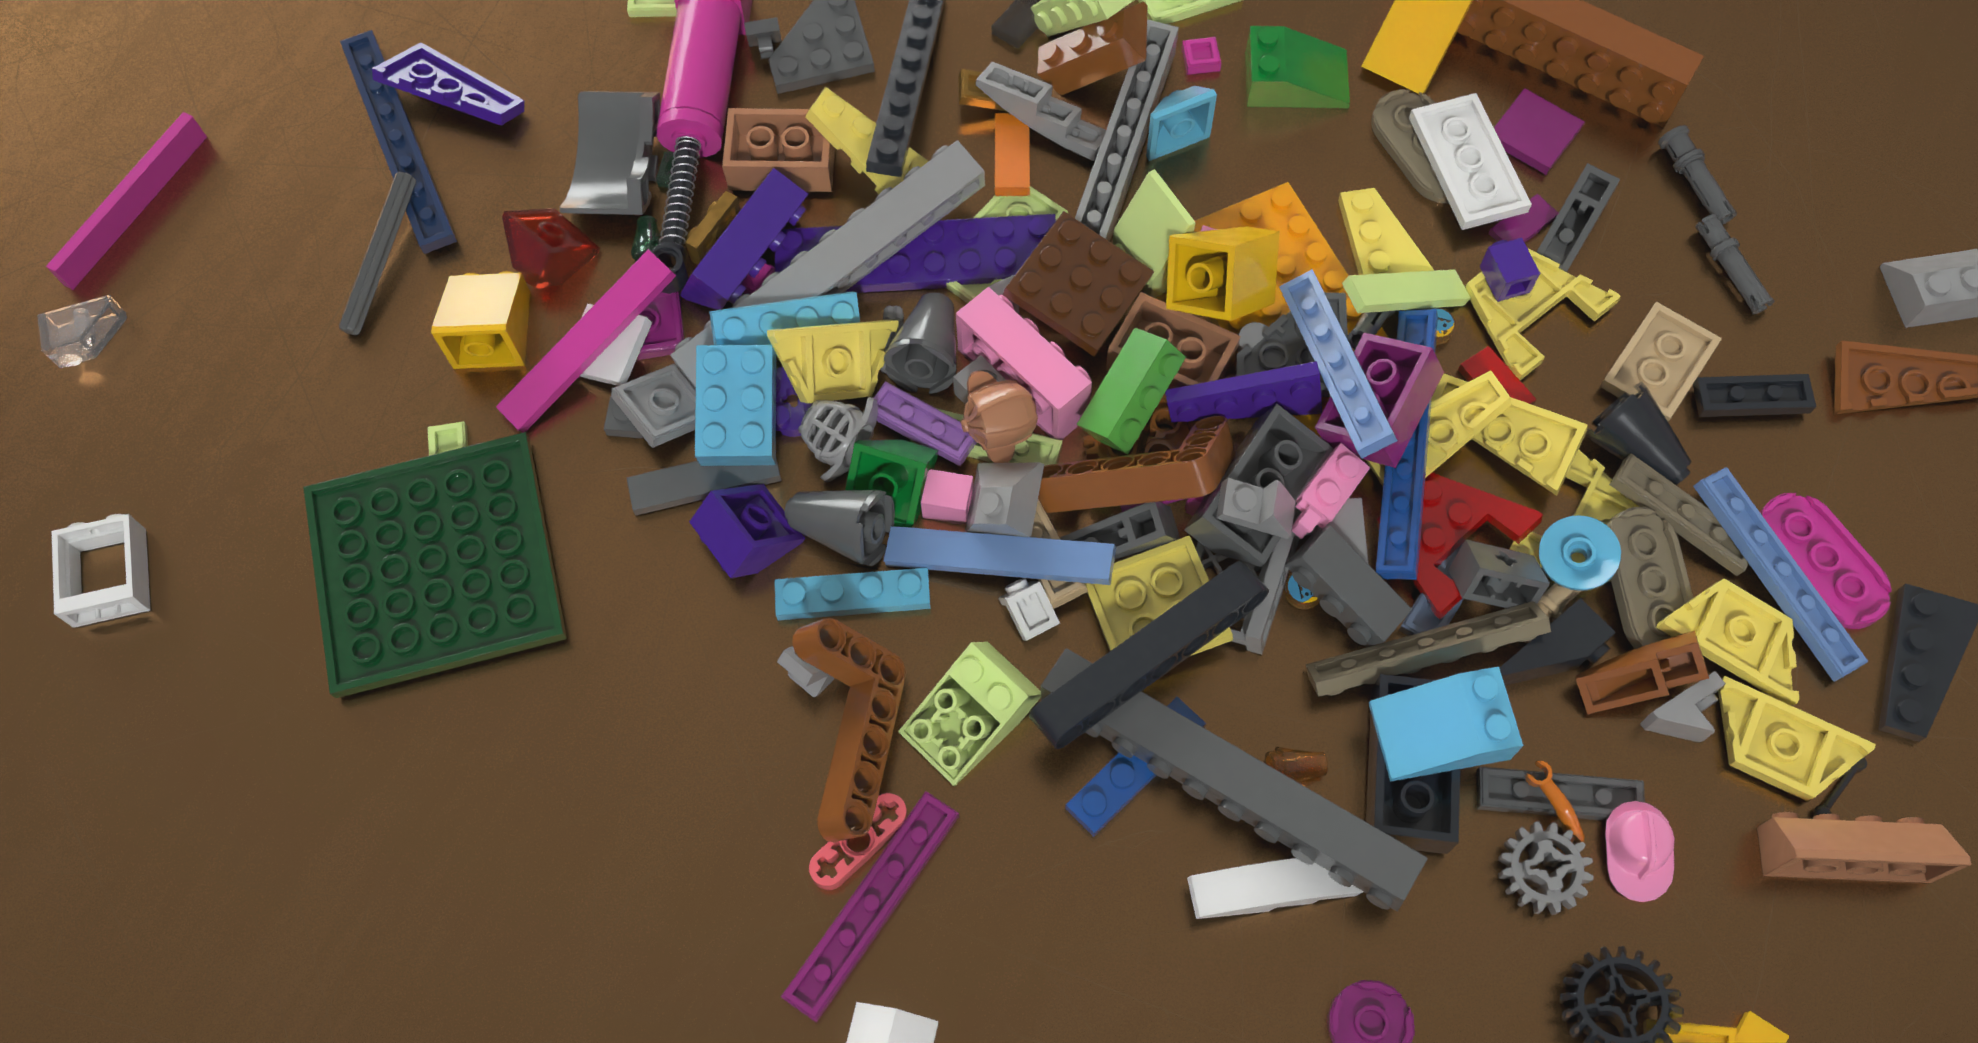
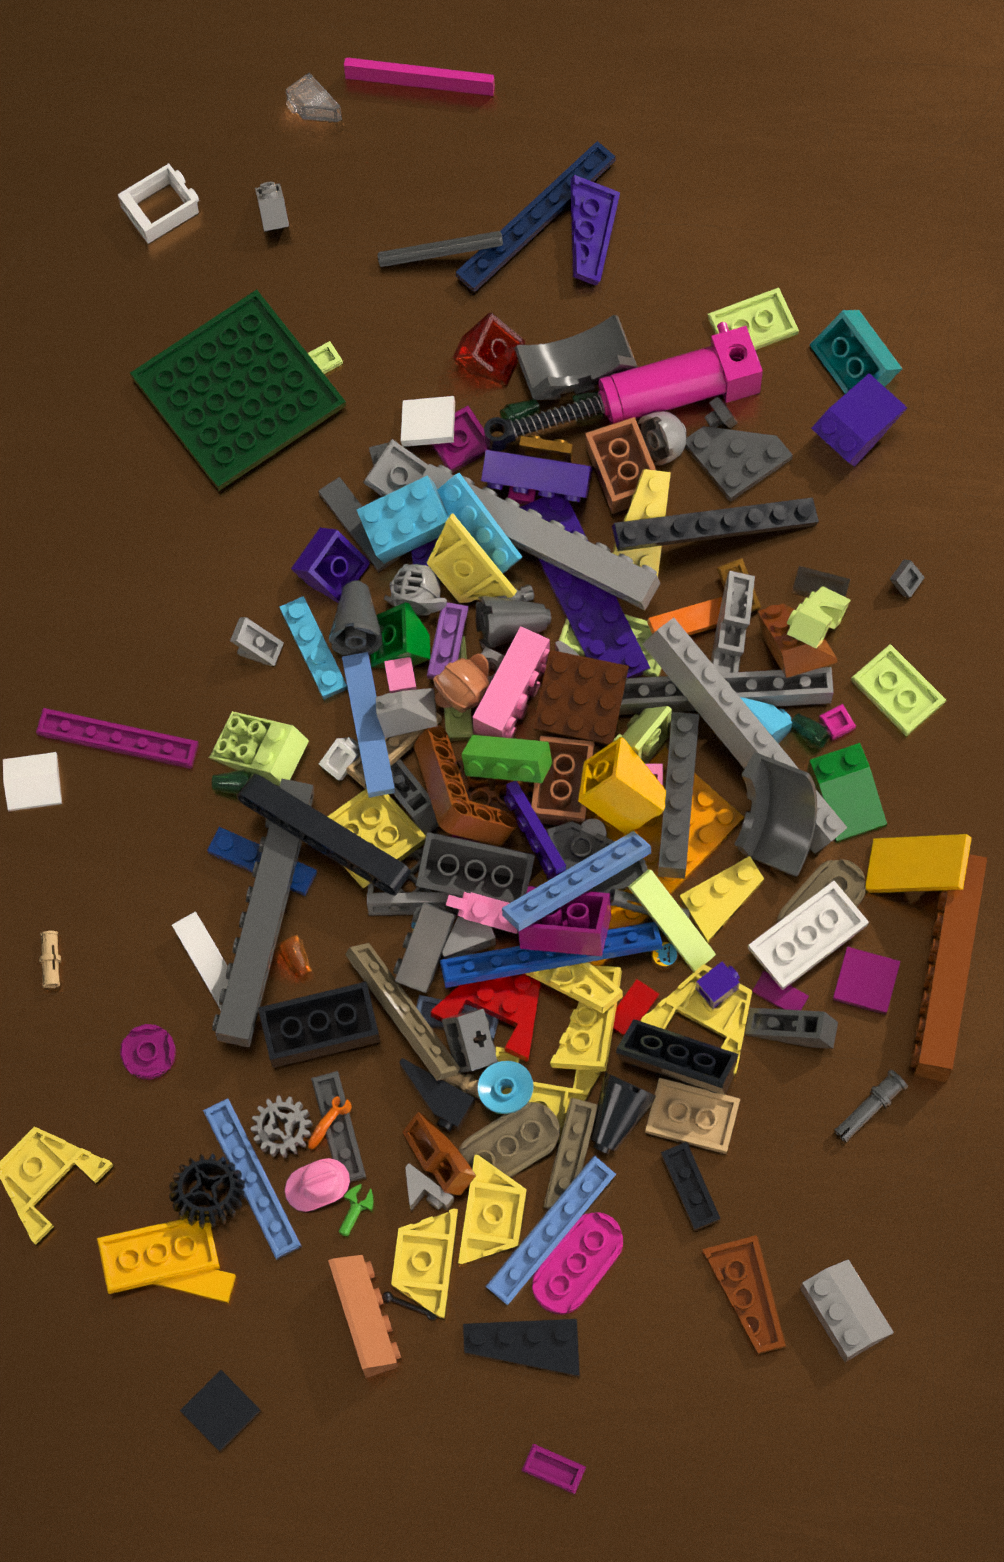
camera: 70 degrees right, 5 degrees up
(196, 428) = (272, 206): none -> light grey slope
(483, 320) = (417, 337): yellow slope -> none
(585, 341) = (422, 408): dark pink tile -> none
(763, 89) = (663, 436): none -> light grey cylinder
(844, 872) = (132, 714): coral beam -> none
(866, 726) = (219, 681): dark orange beam -> none
(1008, 762) = (230, 782): none -> clear green cone
(1197, 126) = (727, 712): none -> light grey brick
(1209, 75) = (810, 731): none -> clear green cone
(1256, 507) = (449, 866): light grey slope -> none
(1300, 243) = (678, 795): none -> dark grey brick
(1318, 124) = (781, 814): none -> dark grey panel
(1446, 725) = (340, 1027): medium azure slope -> none
(1567, 941) = (257, 1186): none -> medium blue tile
(1593, 341) = (678, 1057): none -> black slope
(1682, 809) = (355, 1208): none -> bright green bar
(1727, 253) = (809, 1141): dark grey pin -> none

